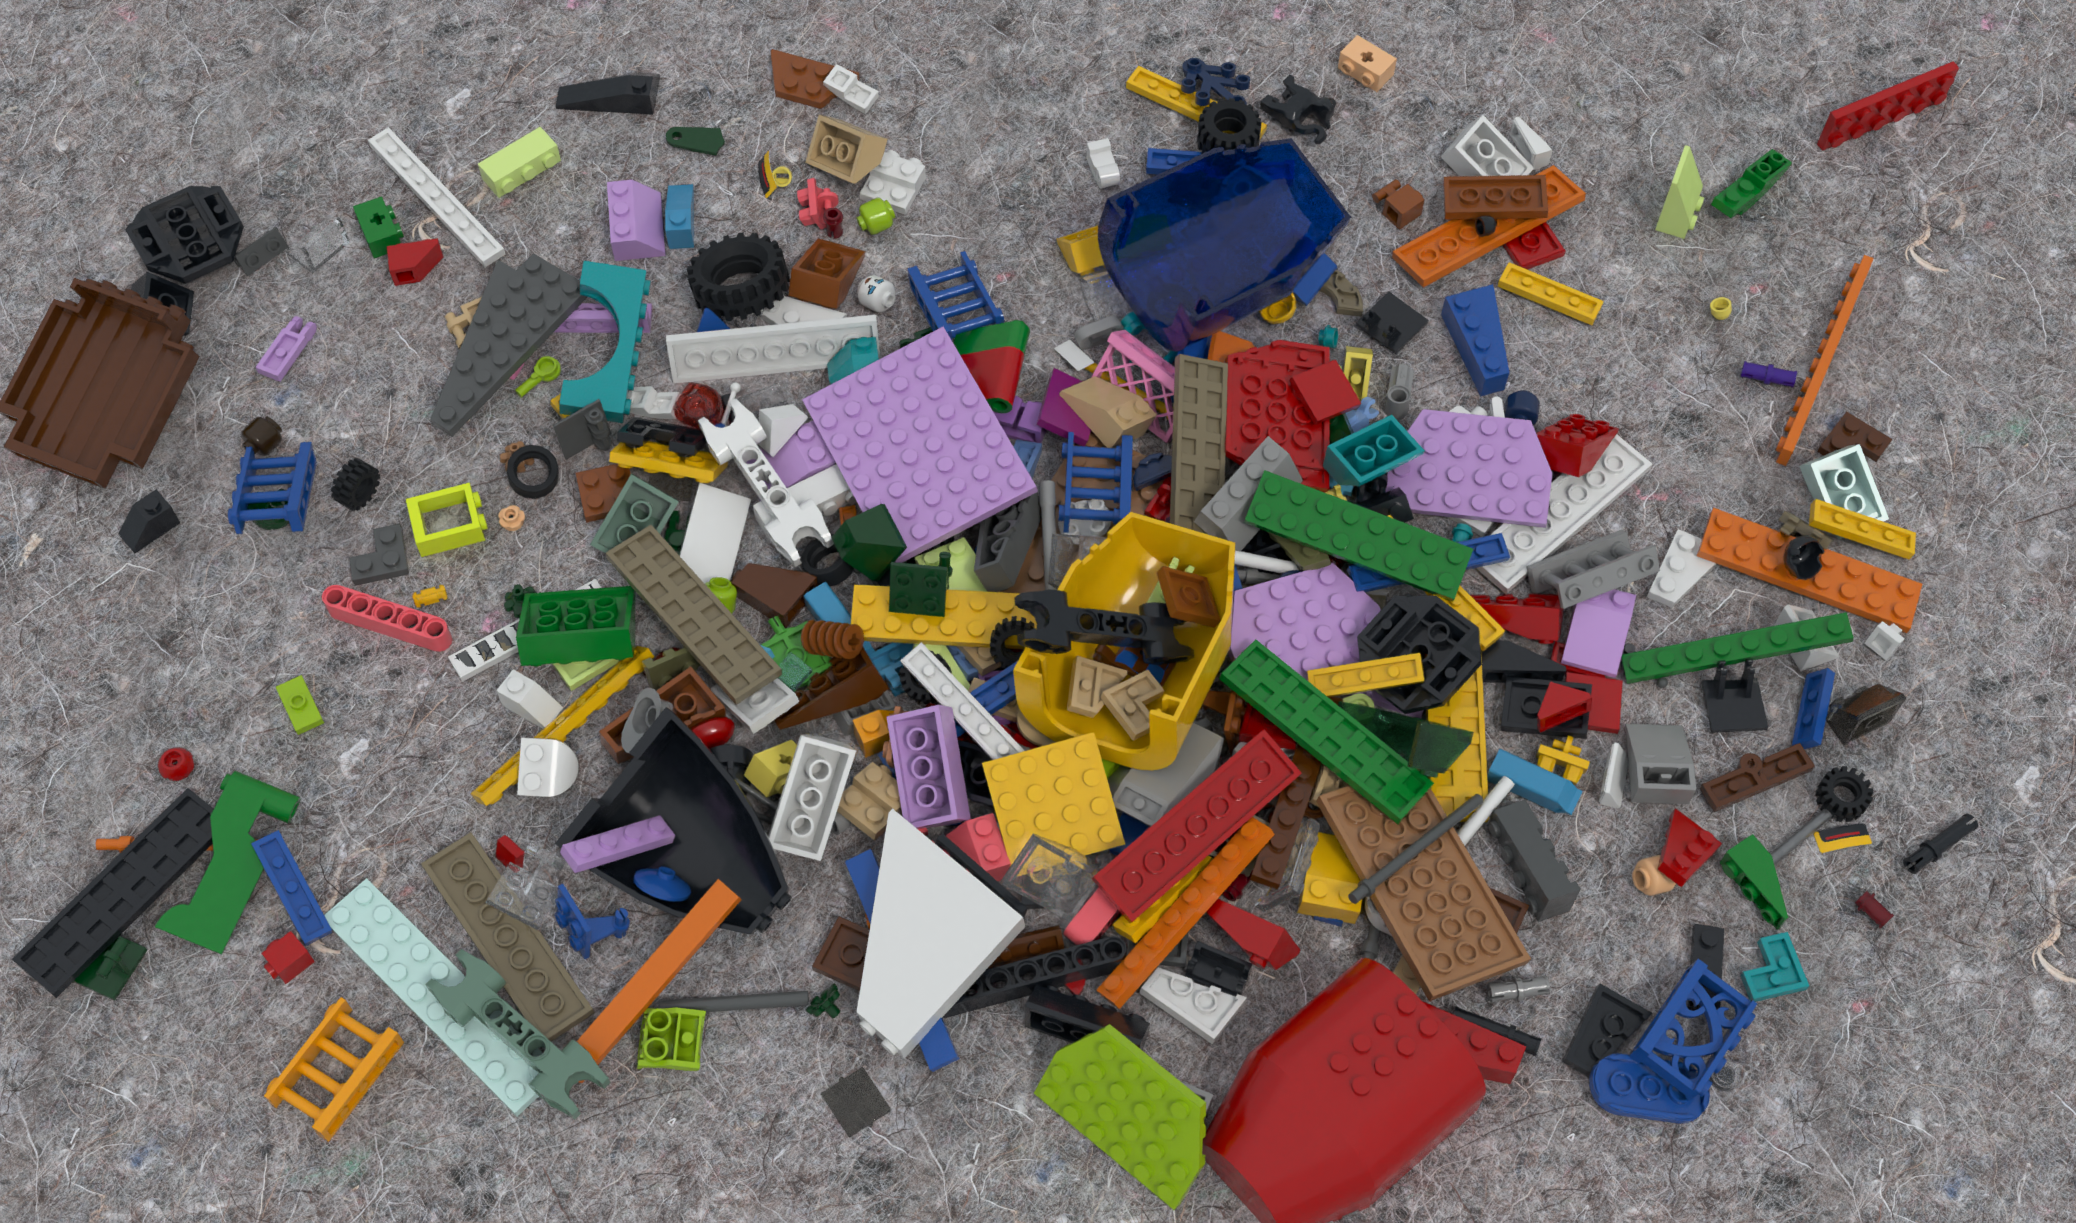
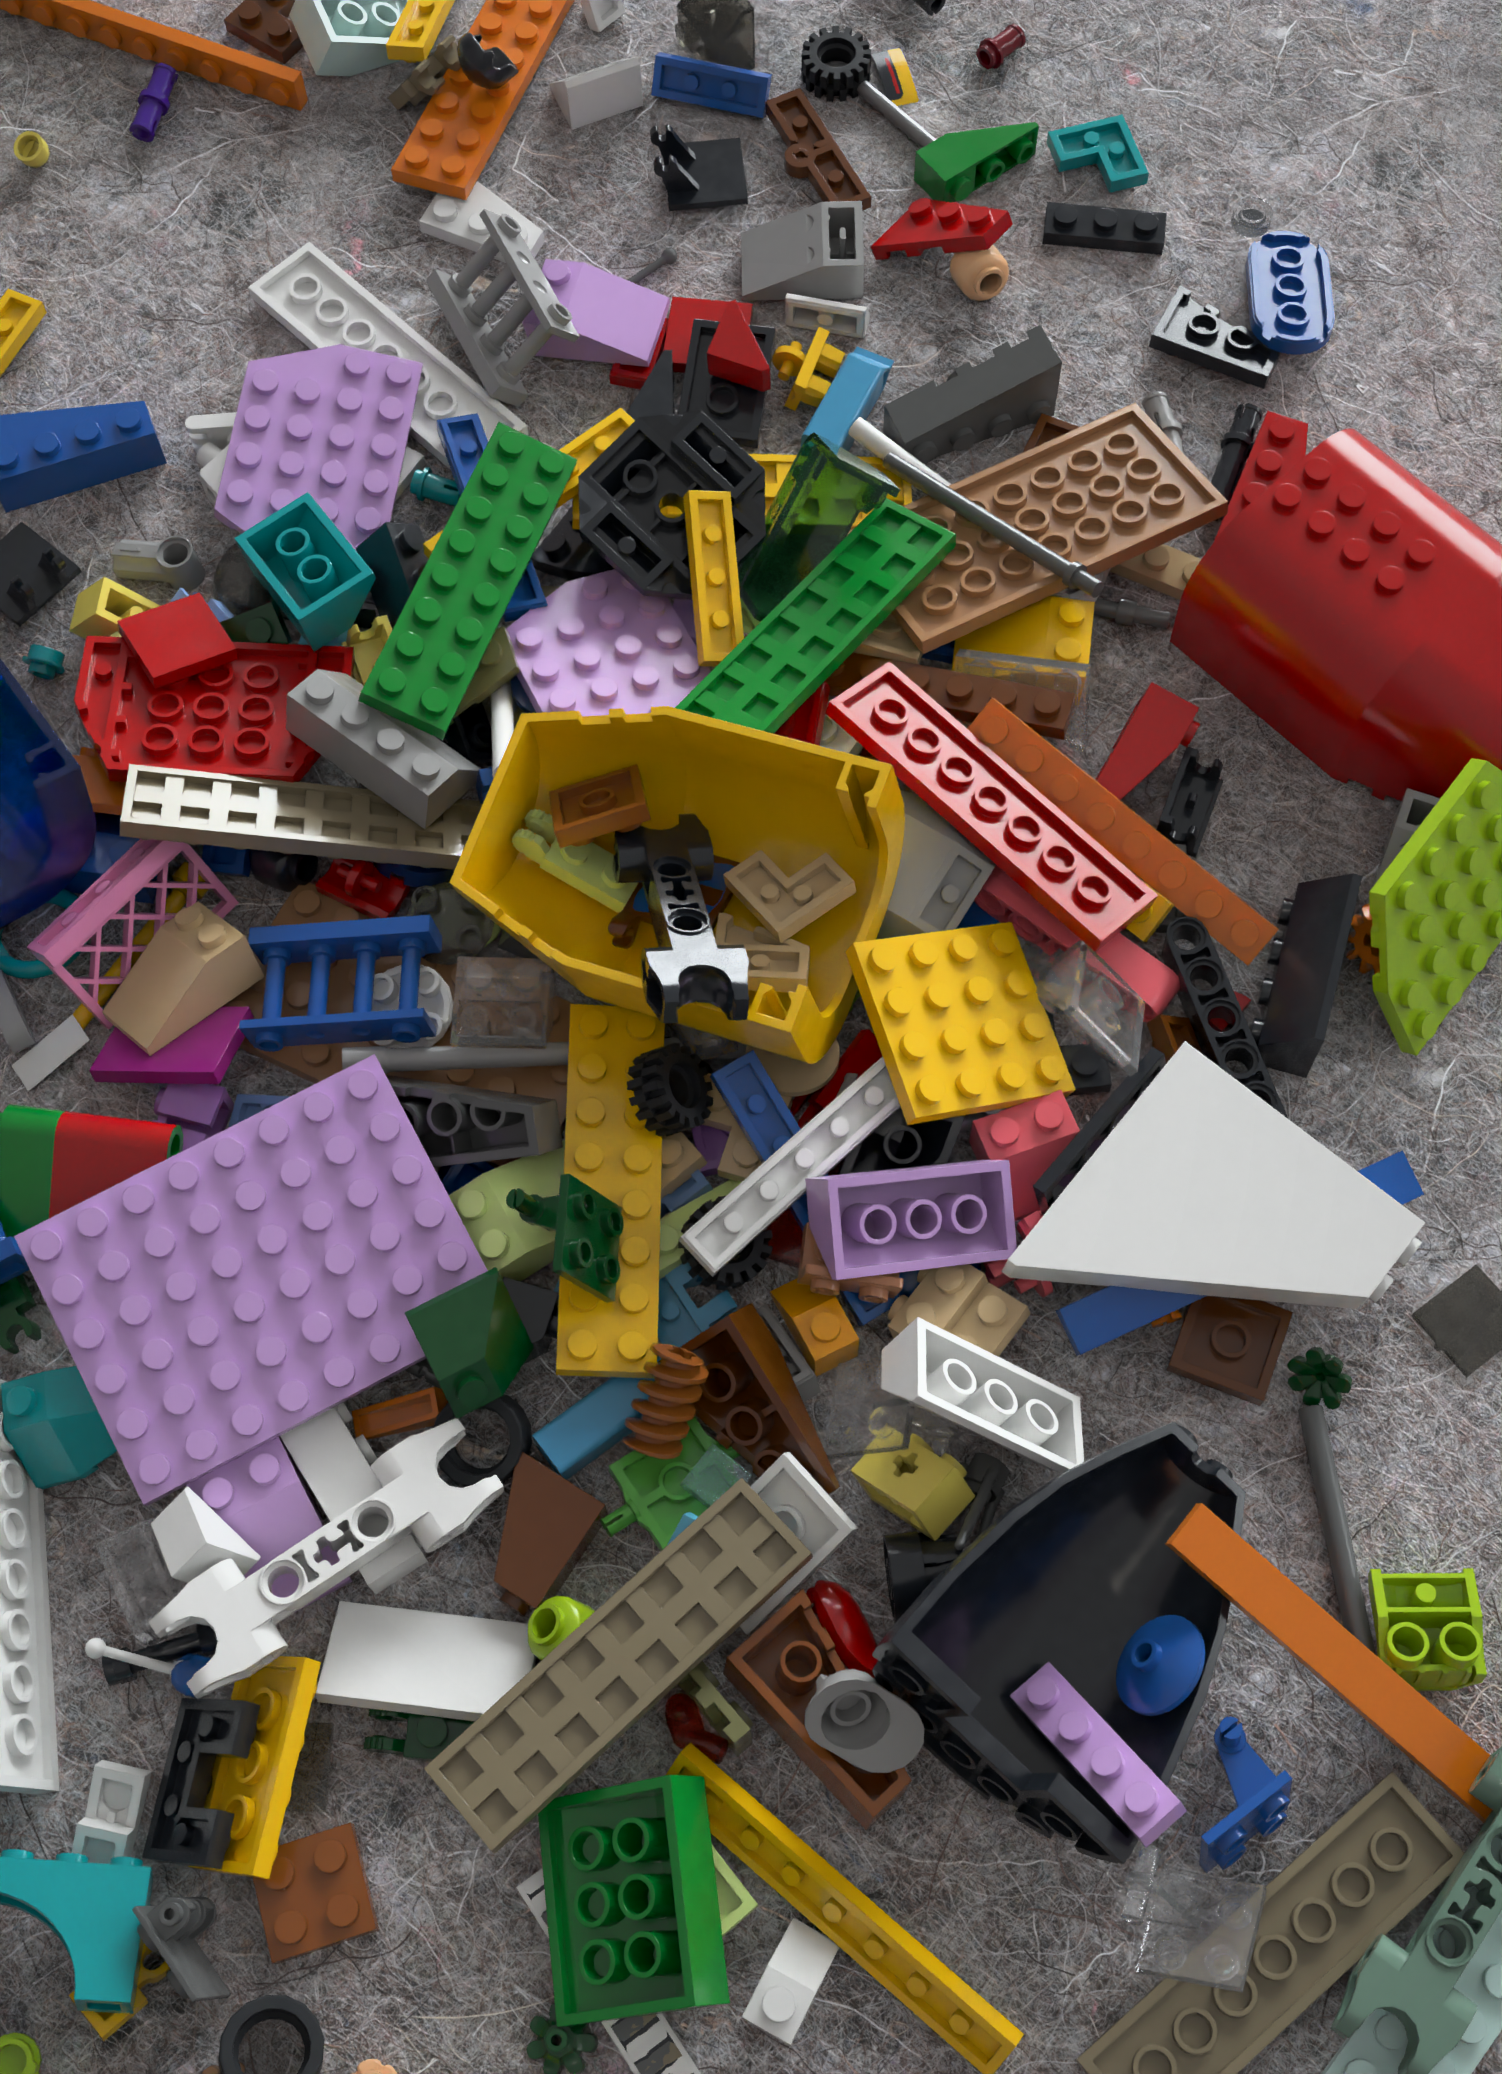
camera: 90 degrees left, 5 degrees up
(508, 852) = (1112, 1973): red tile -> none
(546, 767) = (940, 1923): white slope -> none
(634, 510) = (389, 1817): sand green slope -> none
(703, 403) = (134, 1717): clear red hair -> none
(1152, 470) = (304, 894): dark blue plate -> none
(1196, 1006) = (1247, 830): white wing -> none
(1522, 406) = (202, 395): dark blue head -> none
(1533, 617) = (569, 392): red wedge -> none
(1575, 443) = (274, 321): red slope -> none
(1656, 1039) = (1219, 261): blue fence -> none
(1737, 648) = (630, 146): green plate -> none

